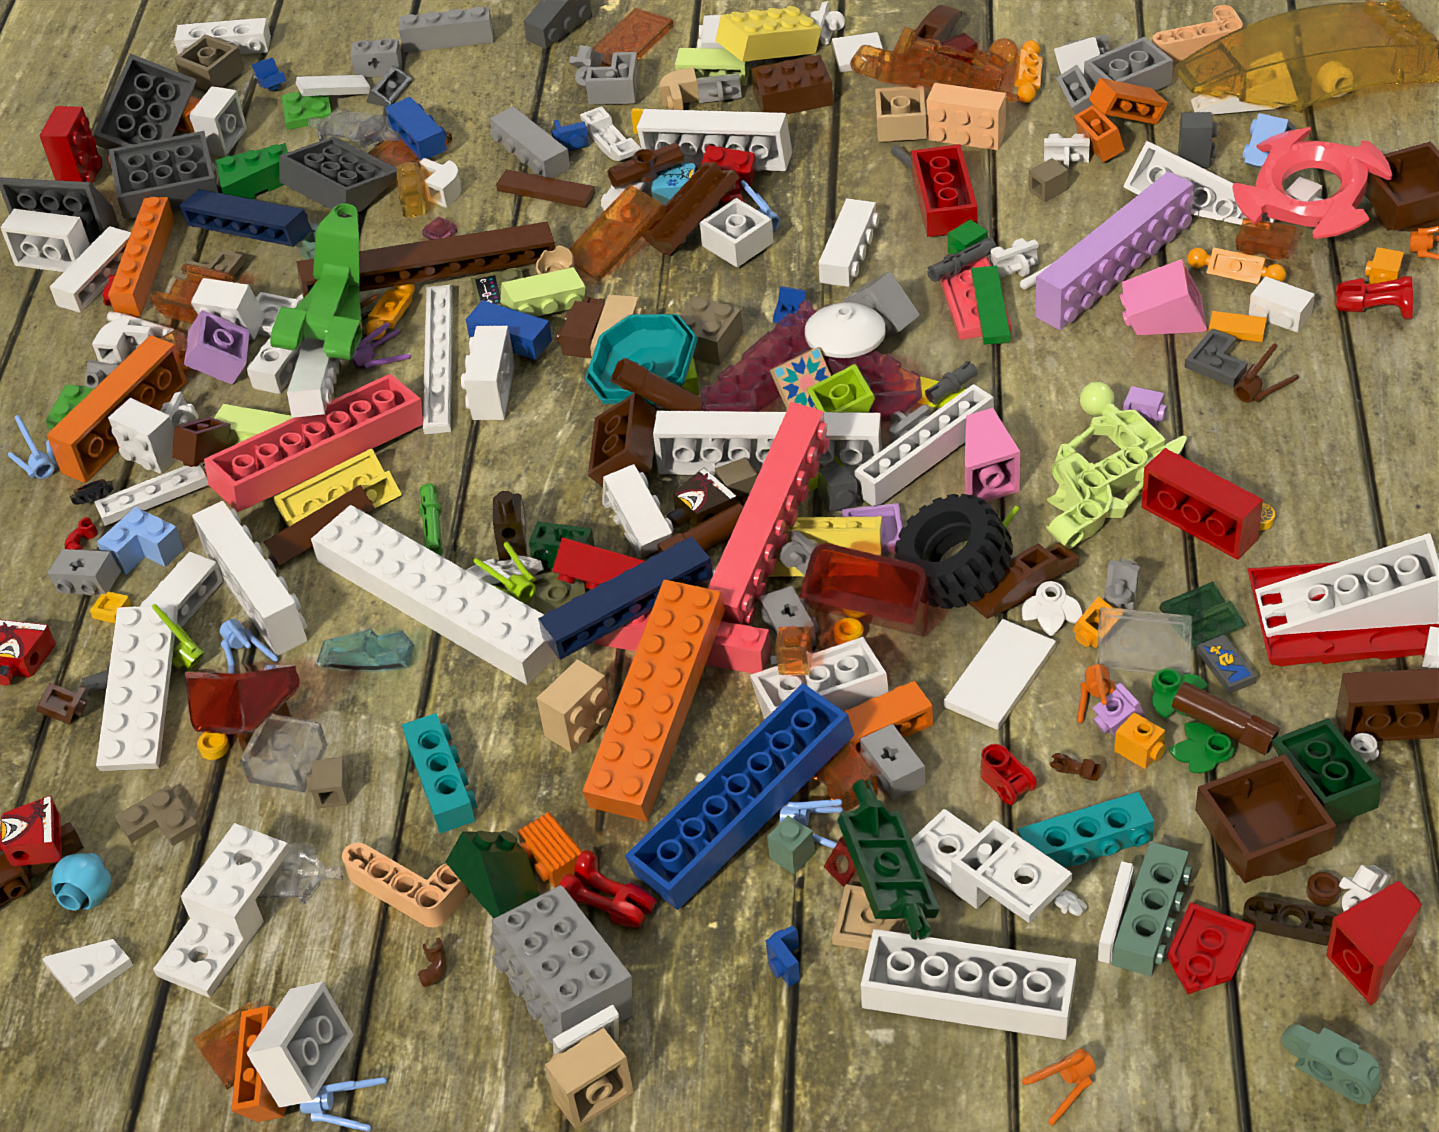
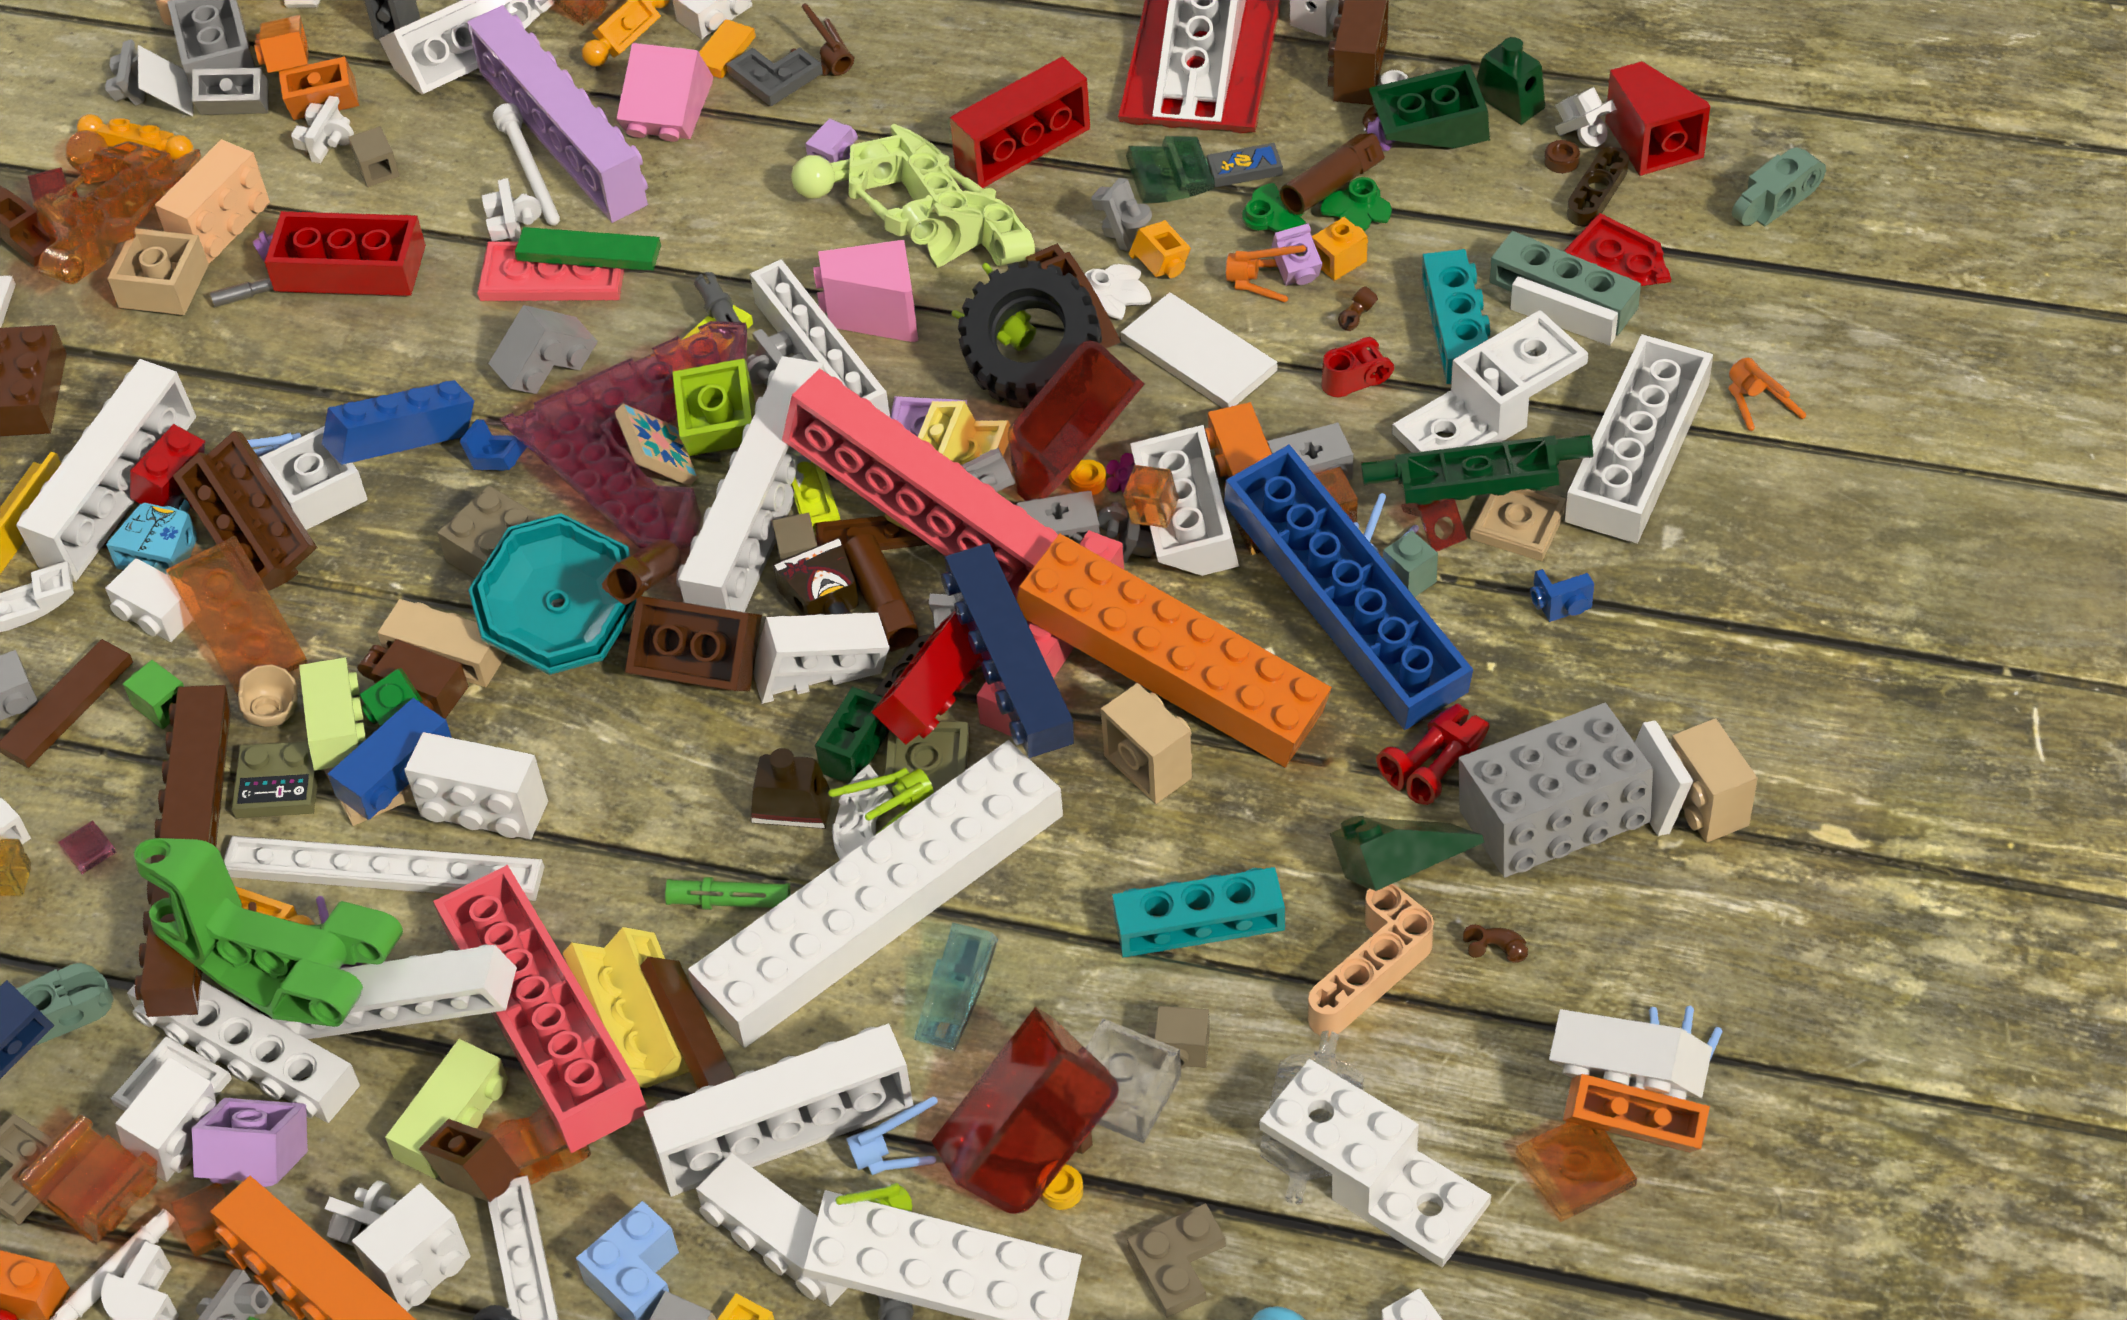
camera: 80 degrees left, 5 degrees up
(549, 848) = (1360, 792): orange brick -> none
(556, 314) = (388, 696): none -> green bracket
(557, 216) = (152, 692): none -> bright green brick
(645, 165) = (132, 548): reddish brown piece -> none
(783, 250) = (397, 422): none -> blue brick
(845, 330) = (588, 382): white dish -> none
(848, 242) = (377, 362): white brick -> none
(955, 262) = (496, 267): dark grey pin -> none
(965, 236) = (453, 252): green brick -> none
(1144, 640) = (1205, 213): clear tile -> none
(1265, 819) = (1488, 164): reddish brown container -> none
(1395, 816) = (1512, 81): none -> dark green torso

